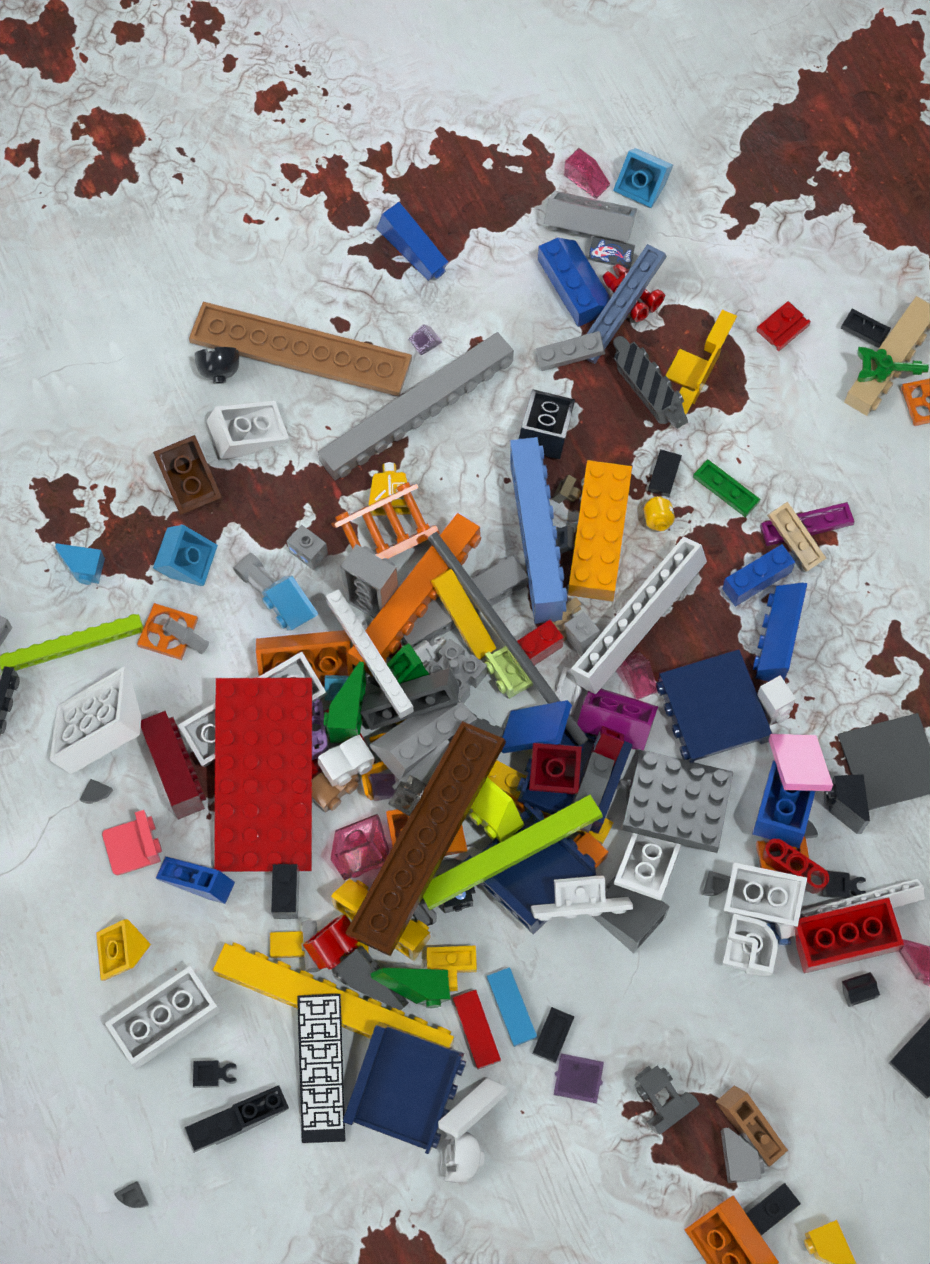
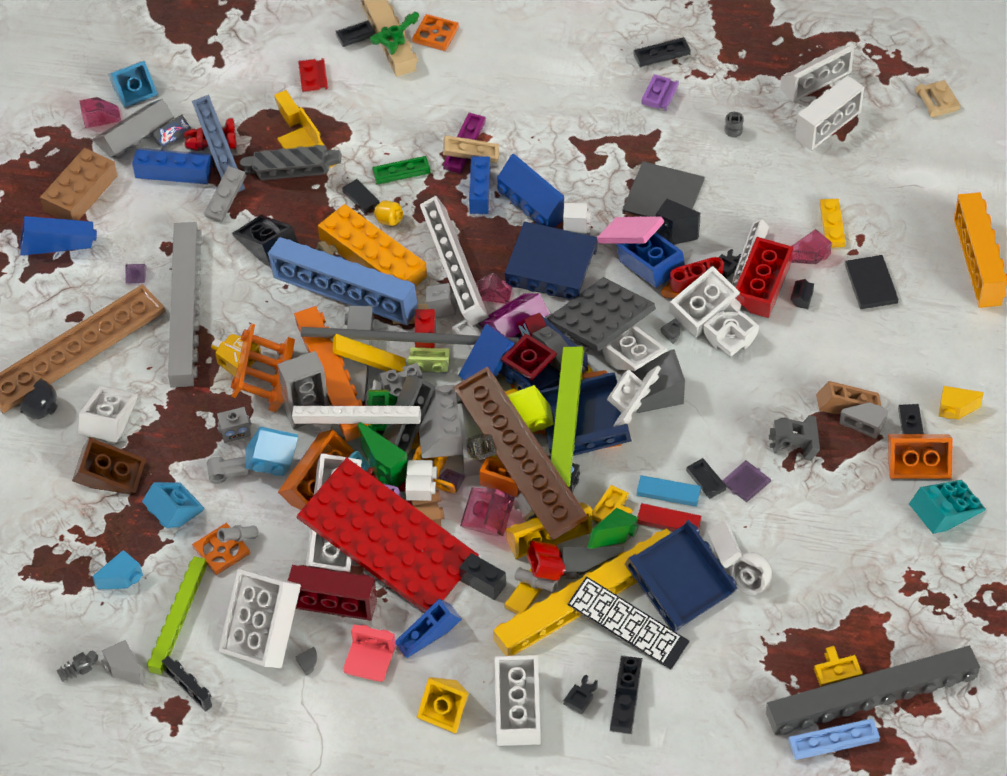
camera: 55 degrees left, 15 degrees down
(484, 220) = (79, 186): none -> medium nougat brick

